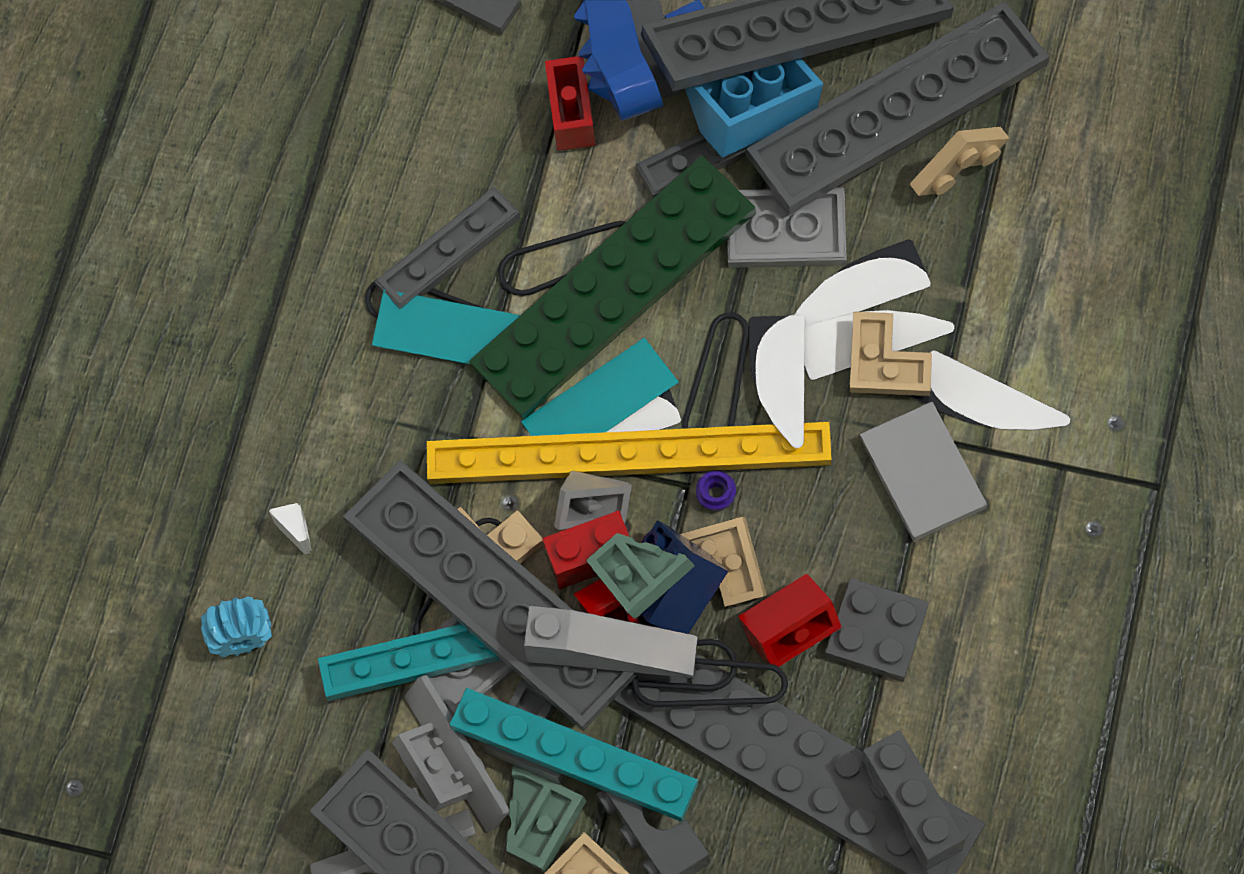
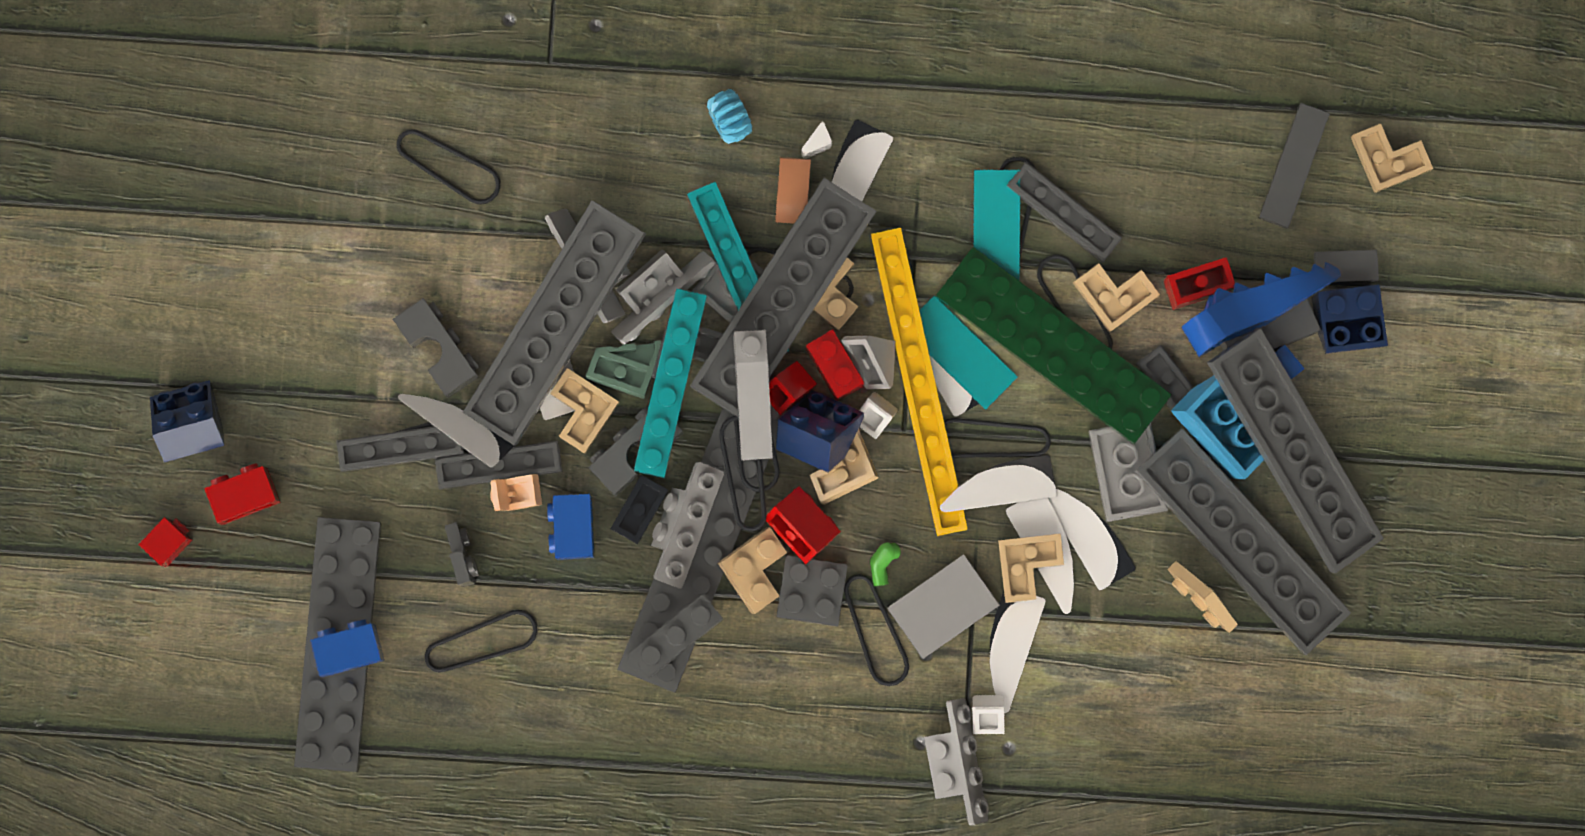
camera: 70 degrees right, 15 degrees up
(323, 480) = (860, 158): none -> white sticker
(349, 567) = (792, 188): none -> nougat slope
(573, 205) = (1113, 303): none -> tan plate
(637, 571) = (811, 404): sand green wing -> none
(662, 507) = (877, 414): none -> white slope
(711, 480) = (907, 445): dark purple plate -> none
(733, 830) = (639, 509): none -> black plate
(761, 773) = (684, 523): none -> light grey bracket
(835, 704) = (746, 566): none -> tan plate
(850, 535) = (881, 559): none -> bright green arm
(937, 541) = (860, 635): none -> black piece
(1069, 438) = (988, 714): none -> white slope
(1128, 489) = (955, 763): none -> light grey bracket

